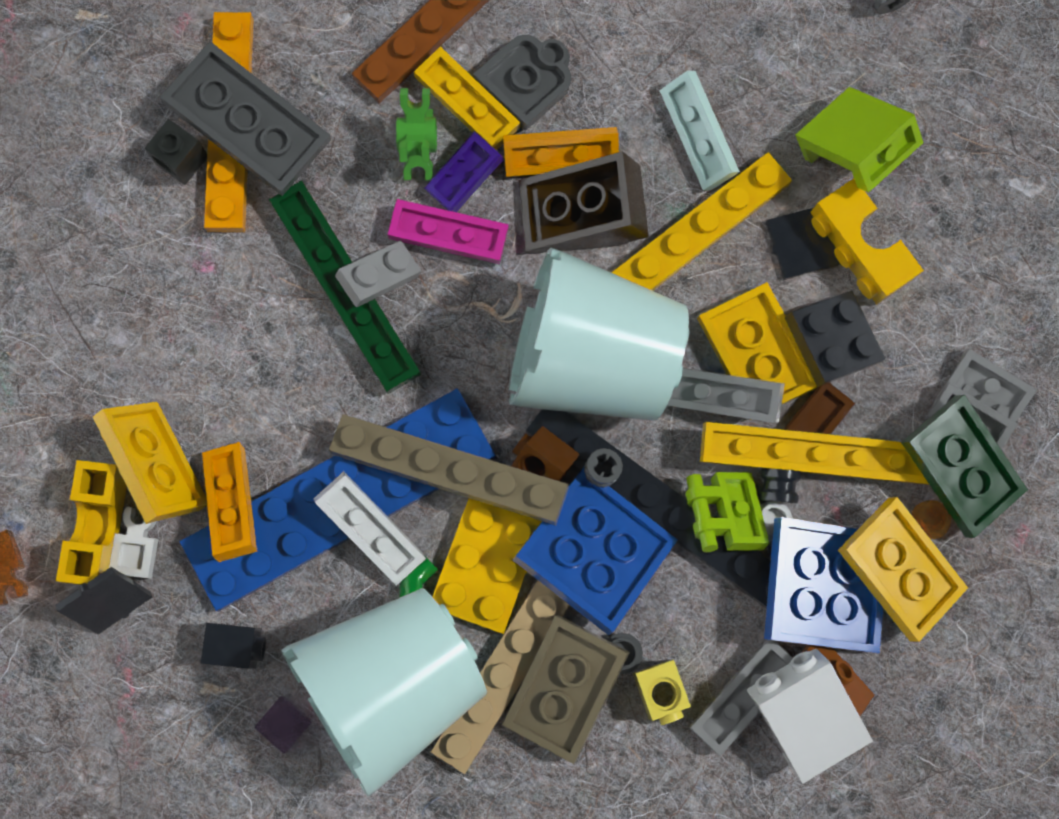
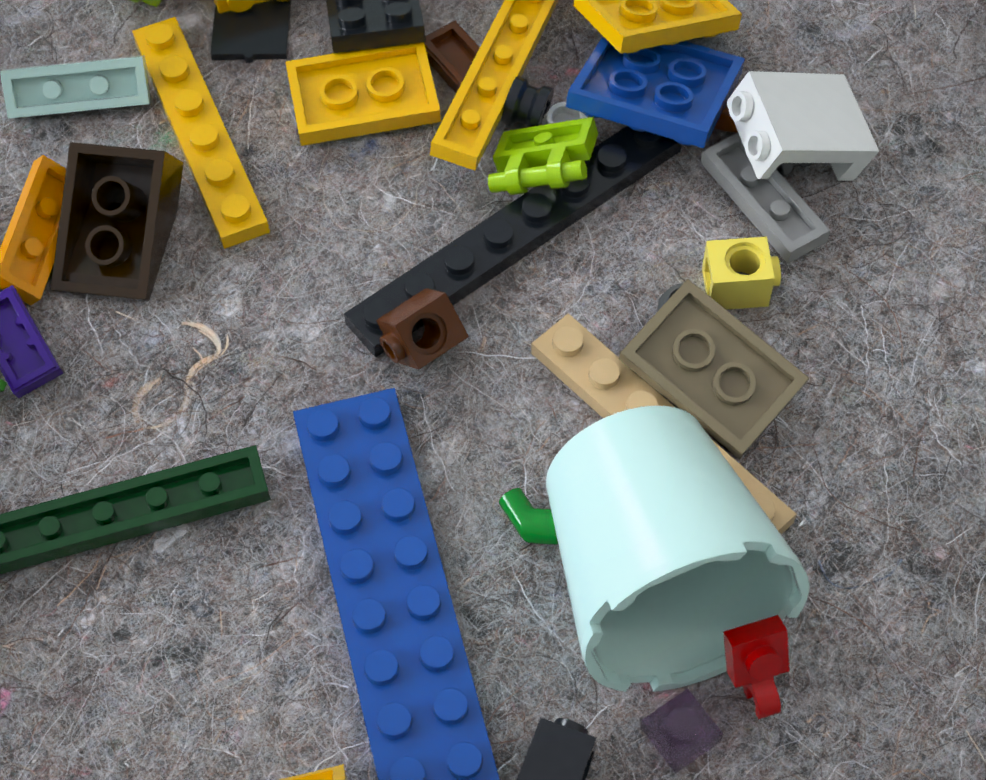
camera: 70 degrees left, 20 degrees down
(229, 502) = (353, 717): light orange plate -> none
(328, 769) = (752, 659): none -> red plate
(369, 528) = (444, 543): white plate -> none
(378, 273) = (105, 465): light grey plate -> none
(448, 231) = (82, 378): dark pink plate -> none
(449, 469) = (394, 432): dark tan plate -> none
(479, 571) = (514, 424): yellow plate -> none
(596, 553) = (551, 297): blue plate -> none
(597, 343) = (291, 221): light aqua cone -> none
(607, 455) = (452, 275): dark grey bush -> none
(729, 395) = (402, 127): light grey plate -> none

